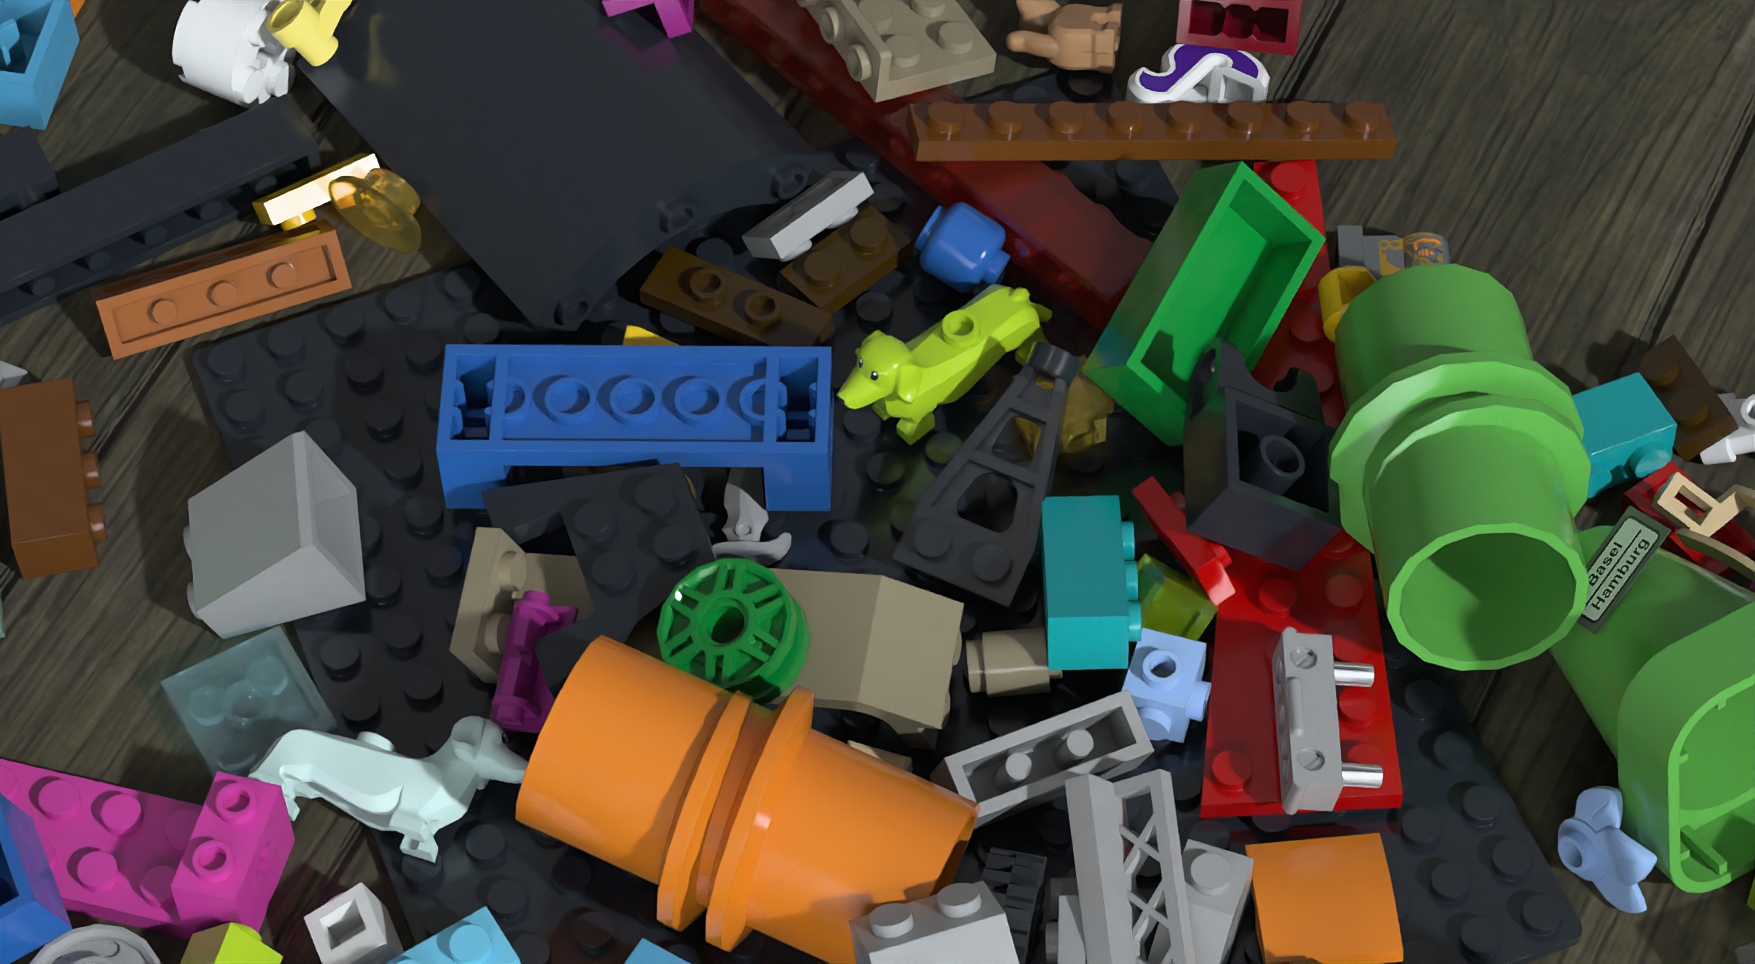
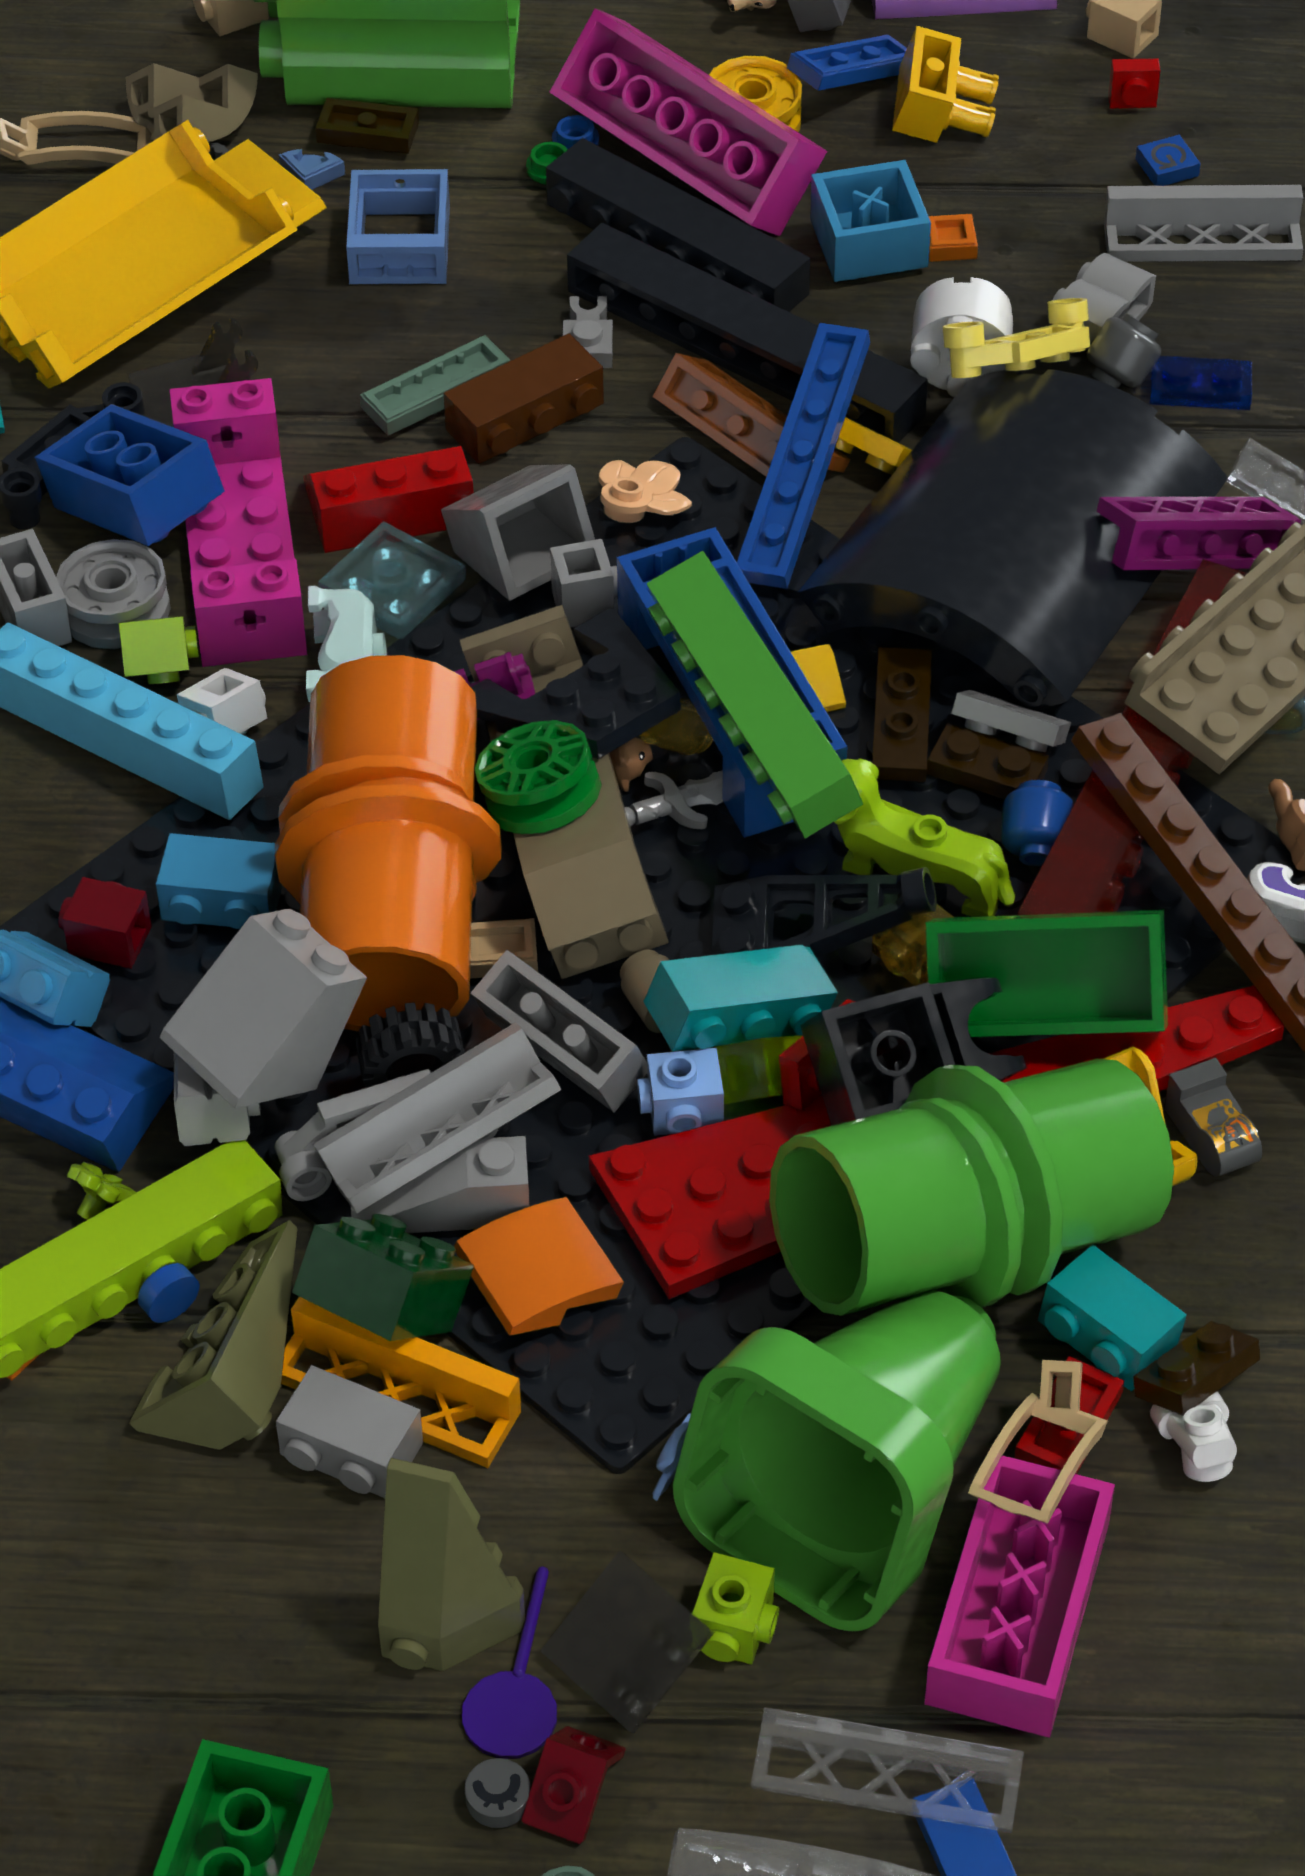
camera: 65 degrees right, 5 degrees down
(105, 662) = (396, 490): none -> red slope
(268, 412) = (633, 491): none -> light nougat plate
(337, 234) = (803, 455): none -> blue plate
(379, 208) = (863, 471): clear yellow piece -> none
(405, 513) = (582, 580): none -> light grey brick
(740, 390) = (754, 695): none -> bright green brick
(1309, 724) = (684, 1183): light grey piece -> none
(1619, 564) = (908, 1312): sticker -> none

